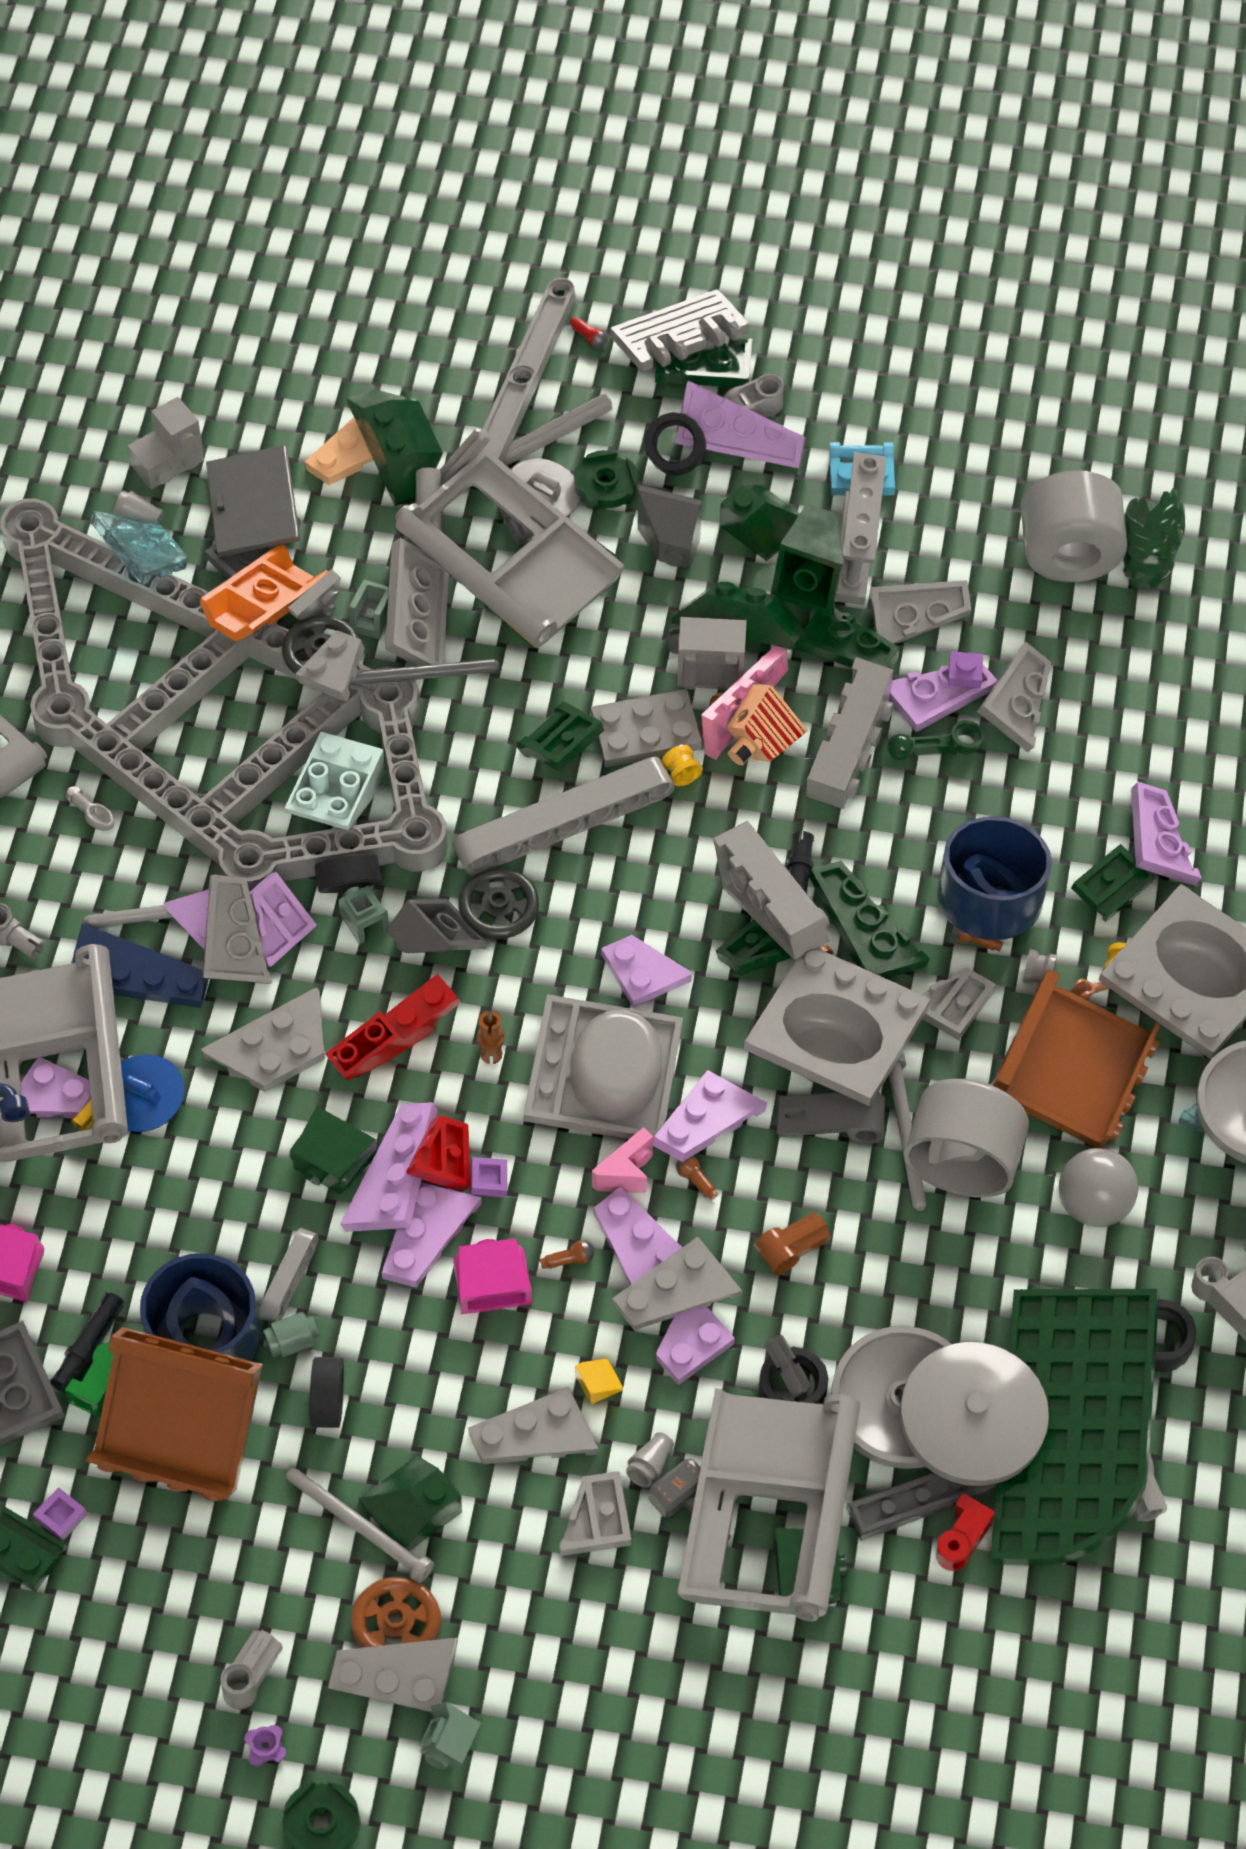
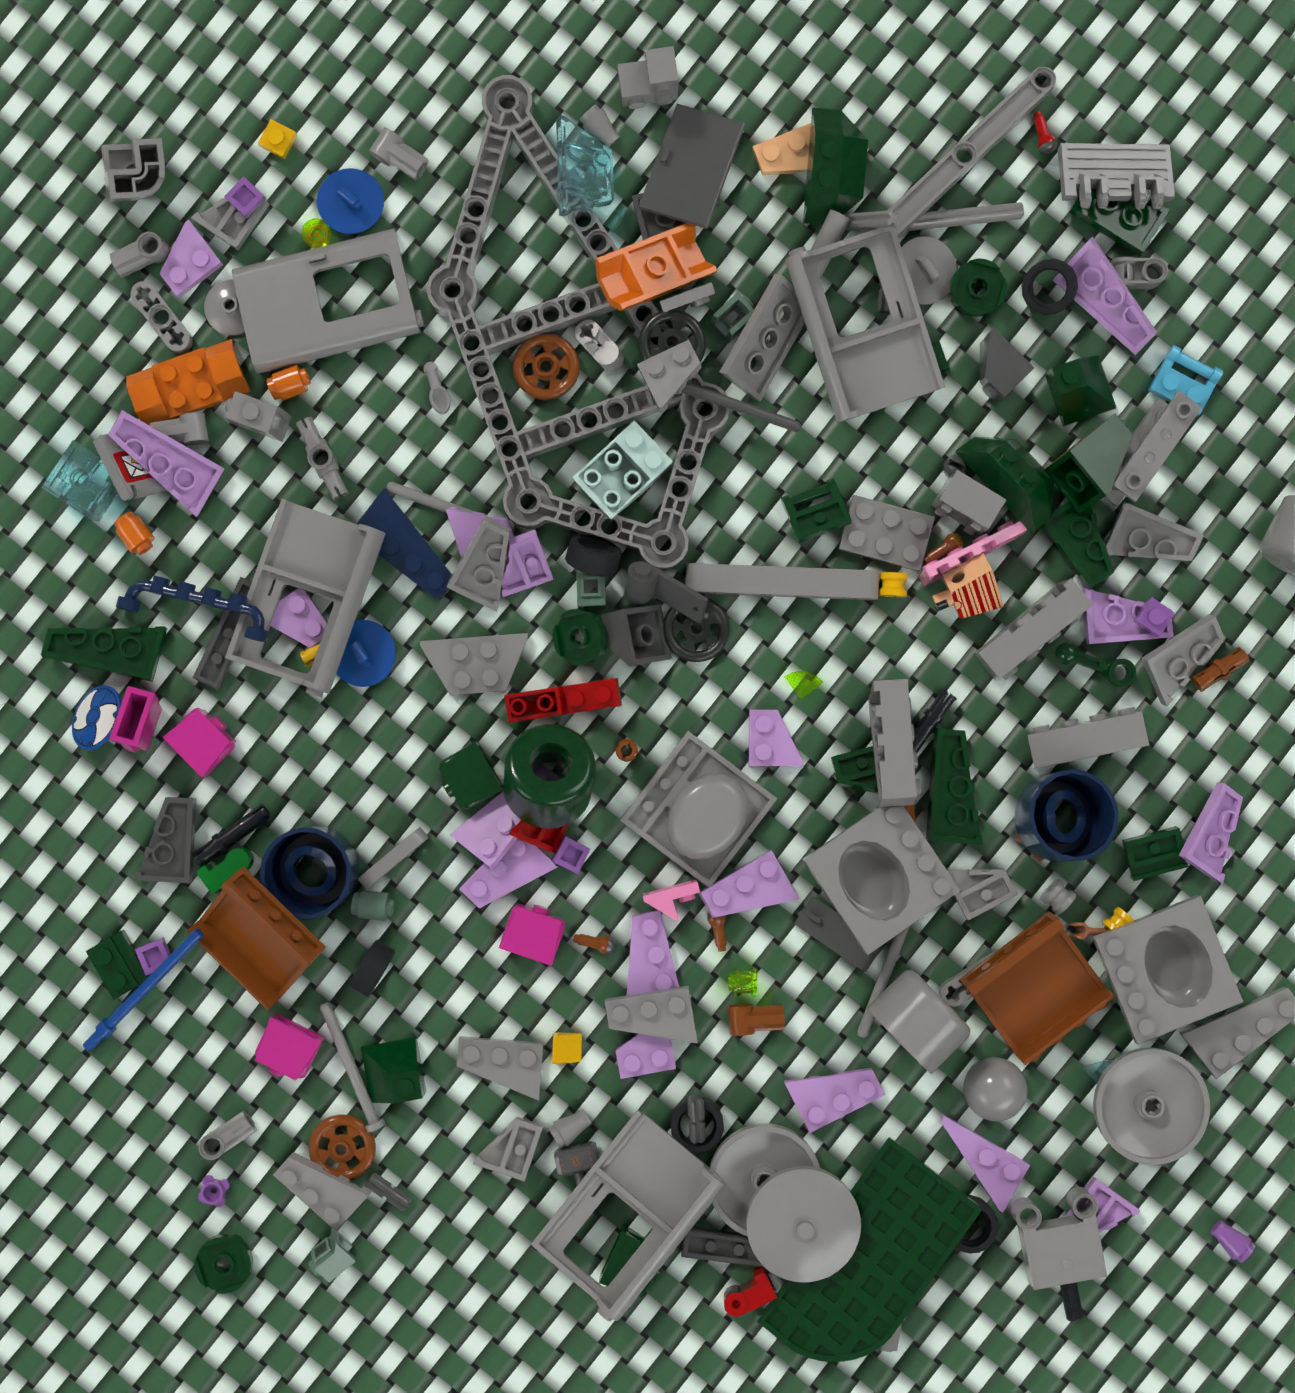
camera: 30 degrees right, 30 degrees up
(40, 1622) = (108, 1026): none -> blue bar
(196, 729) = (550, 343): none -> dark orange plate
(244, 693) = (590, 336): none -> light grey piece
(272, 1533) = (288, 1047): none -> dark pink torso
(394, 963) = (593, 631): none -> dark green plate
(419, 1091) = (542, 801): none -> dark green piece
(429, 873) = (646, 581): none -> dark grey door
(486, 1639) = (383, 1188): none -> dark grey piece
(643, 901) = (803, 682): none -> clear neon green tile
(756, 1211) = (743, 982): none -> clear neon green brick
(927, 1283) = (833, 1096): none -> lavender wing
(980, 792) = (1089, 738): none -> light grey wedge
(1065, 691) = (1220, 669): none -> dark orange pin
(1137, 1265) = (994, 1166): none -> lavender wing

